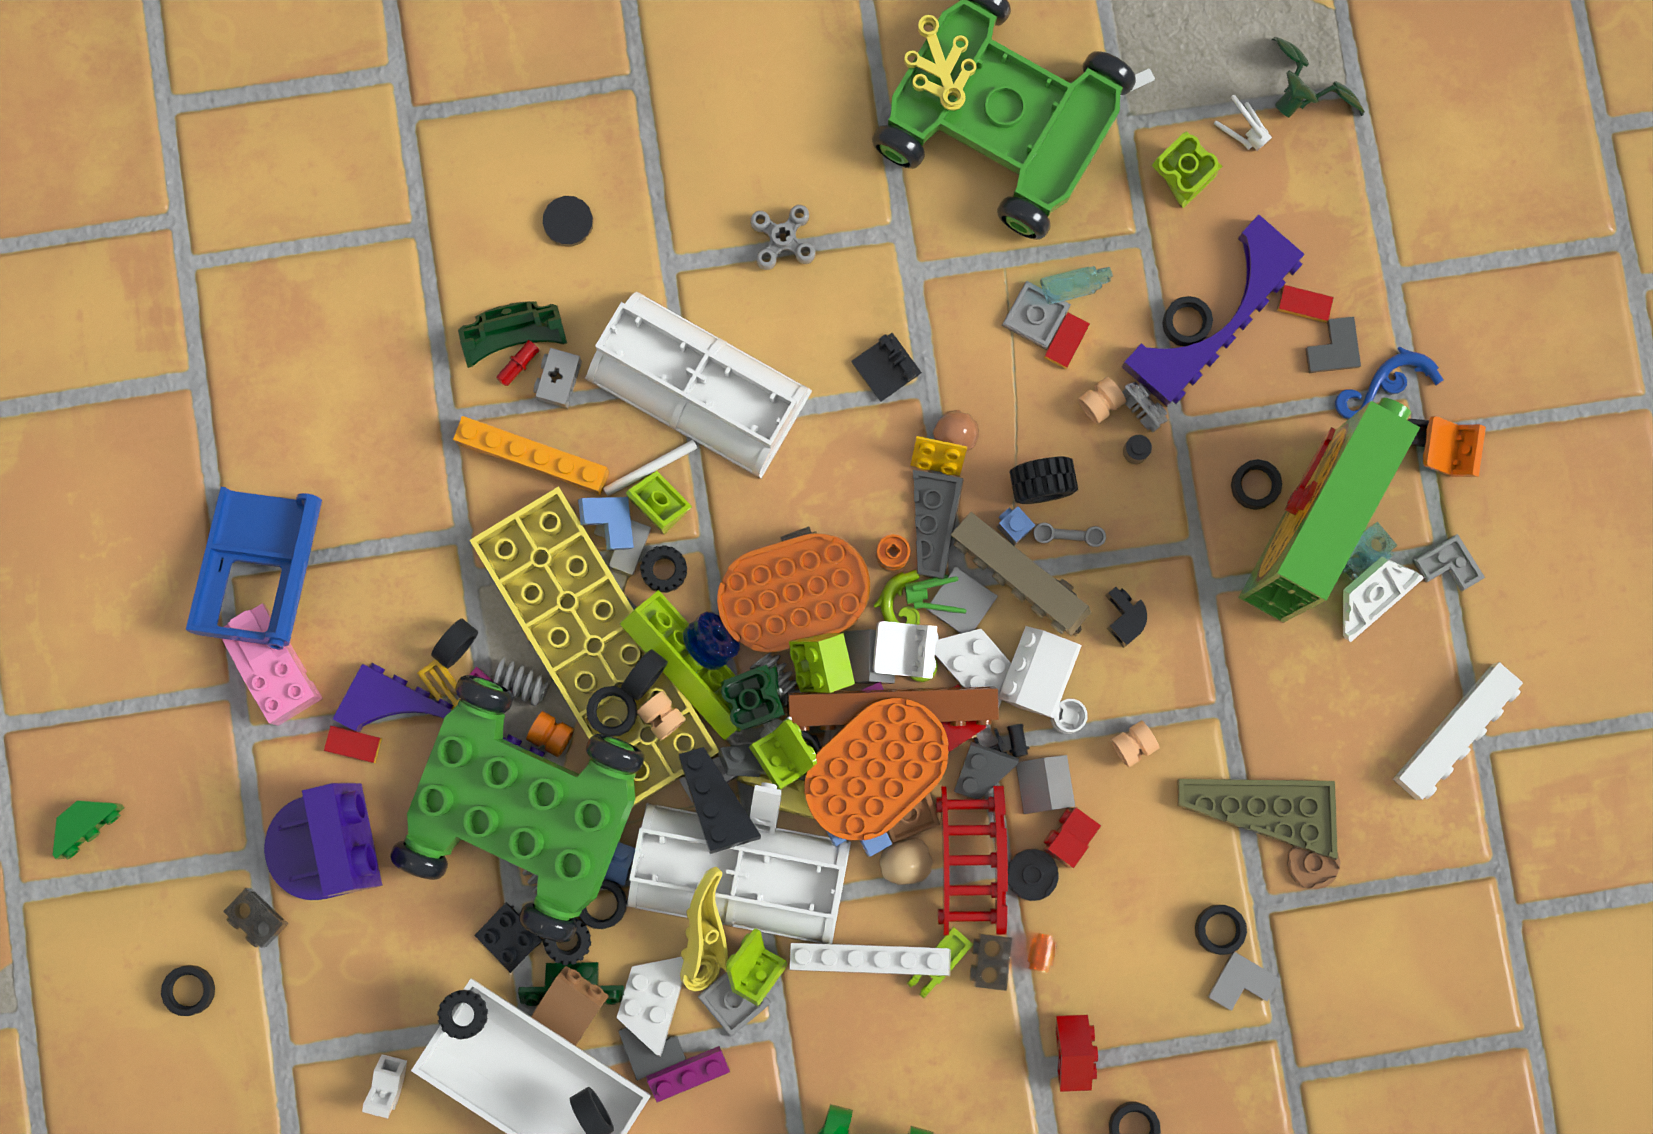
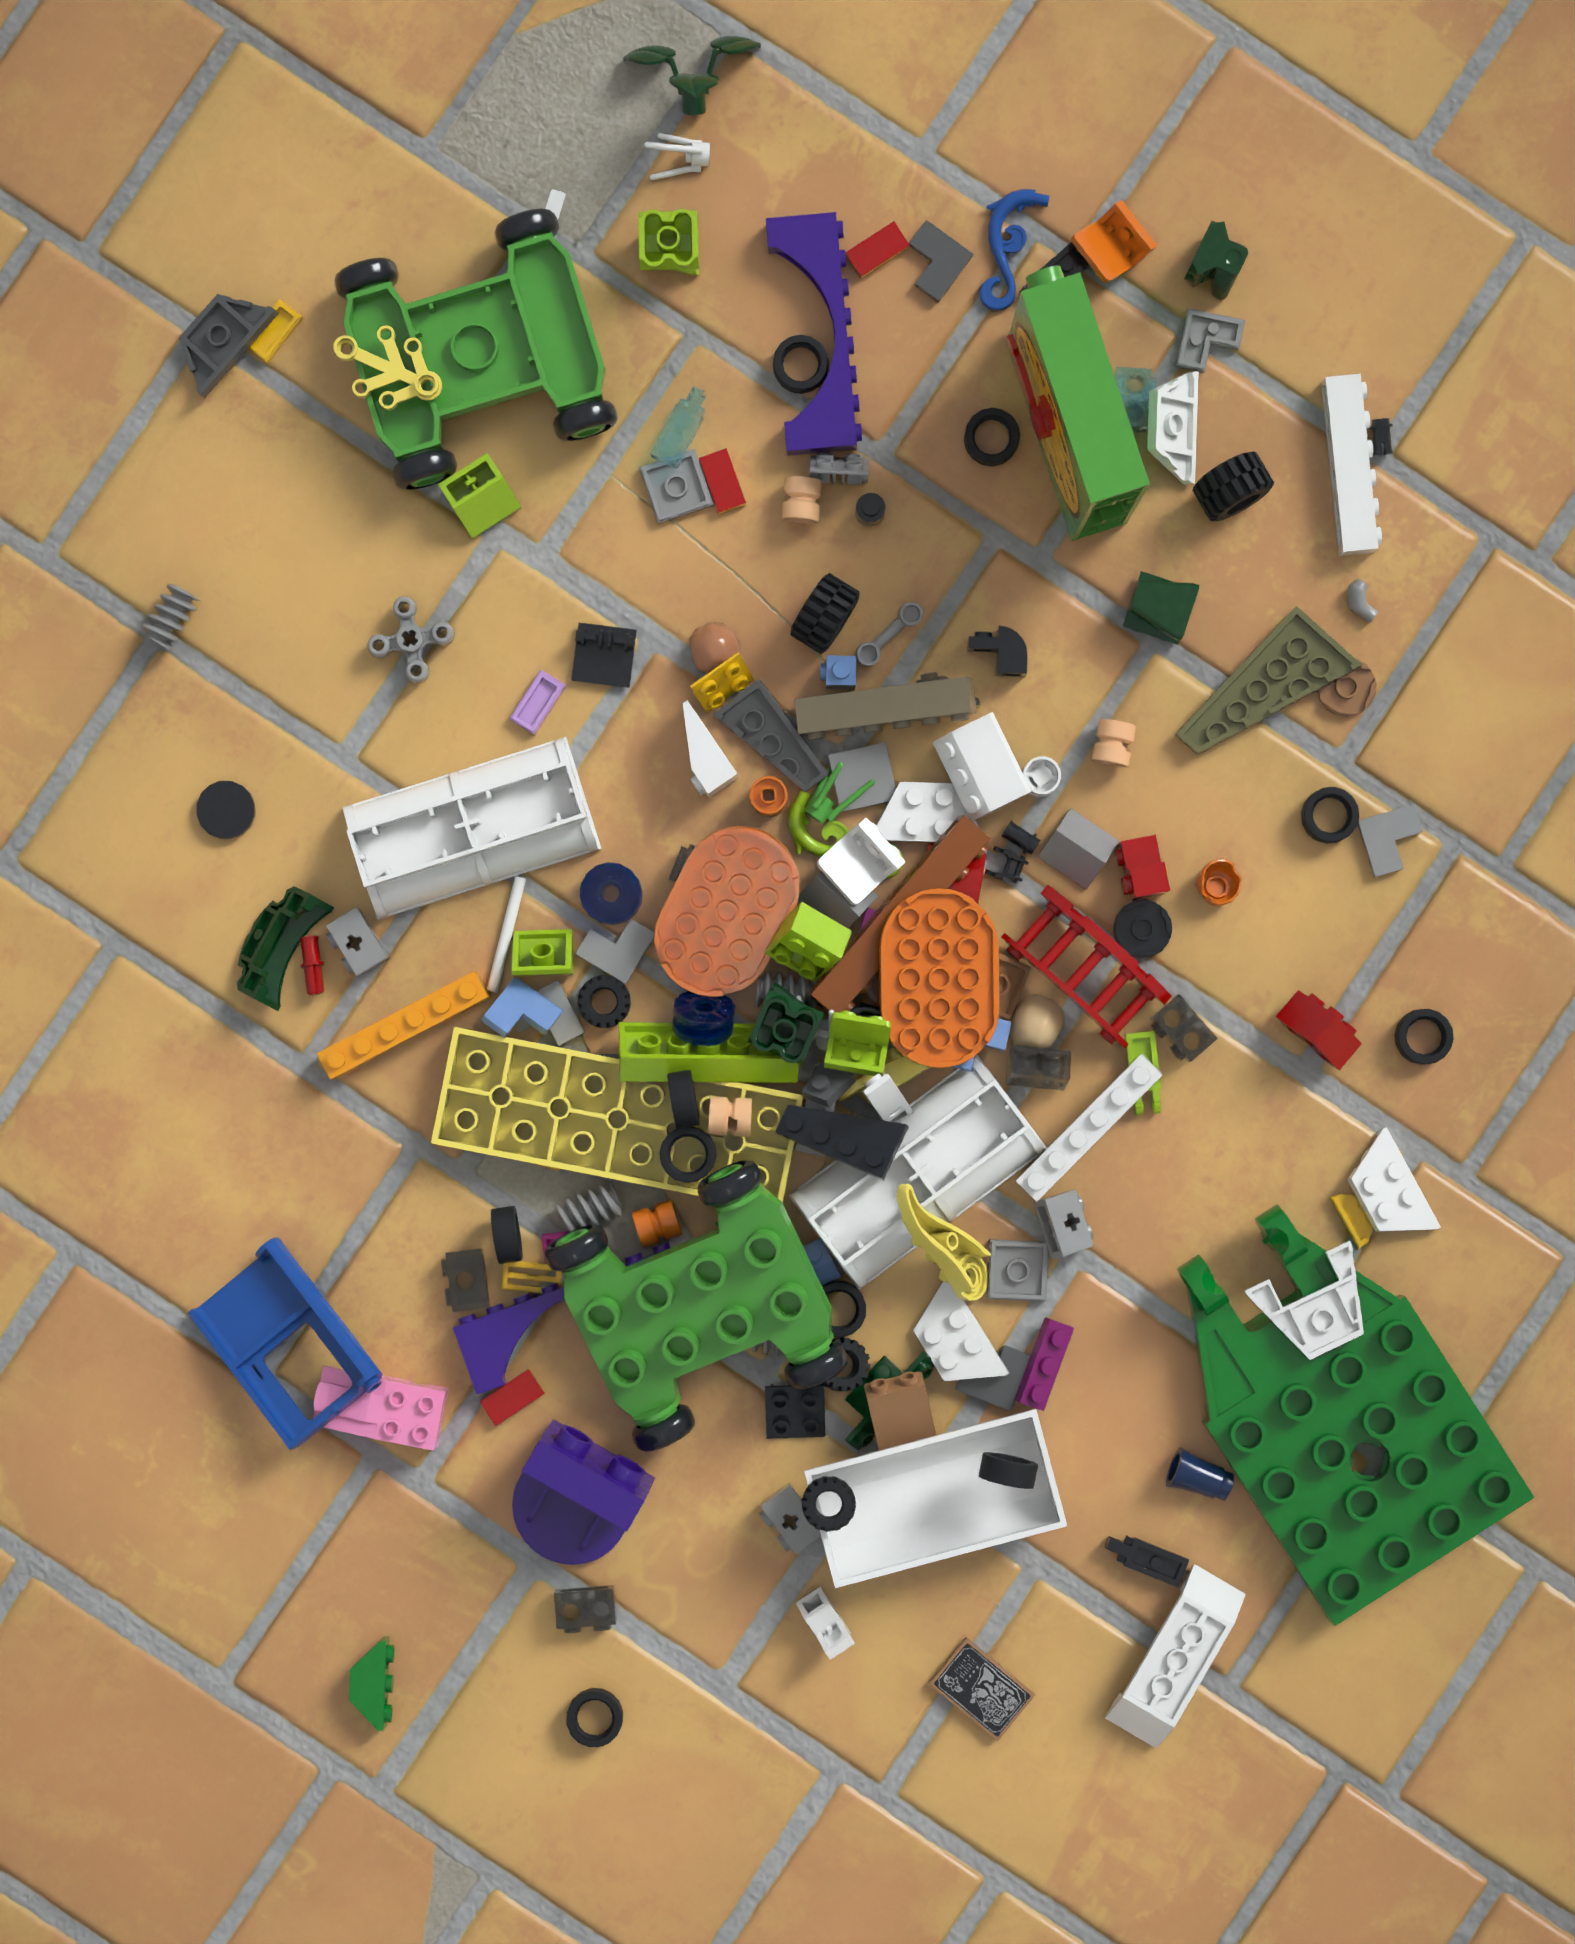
camera: 45 degrees left, 5 degrees up
(417, 640) = (474, 1263): none -> clear smoke brick
(427, 985) = (788, 1501): none -> light grey brick
(658, 75) = (169, 616): none -> light grey piece
(699, 552) = (618, 958): none -> light grey tile
(737, 494) = (593, 890): none -> clear blue wheel
(754, 969) = (1009, 1230): lime bracket -> none
(796, 988) = (1053, 1213): none -> light grey brick
(817, 353) = (537, 702): none -> lavender tile
(878, 492) = (708, 763): none -> white slope
(878, 889) = (1038, 1067): none -> clear smoke brick
(914, 196) = (479, 495): none -> lime slope
(983, 770) = (1019, 890): dark grey wing -> none
(1042, 953) = (1213, 980): clear orange brick -> none
(1109, 896) = (1219, 882): none -> orange hair
(1250, 693) = (1160, 607): none -> dark green piece
(1372, 667) = (1233, 486): none -> black tyre
(1375, 818) = (1357, 600): none -> light grey arm
(1496, 733) = (1381, 435): none -> black pin
(1506, 522) = (1217, 260): none -> dark green piece

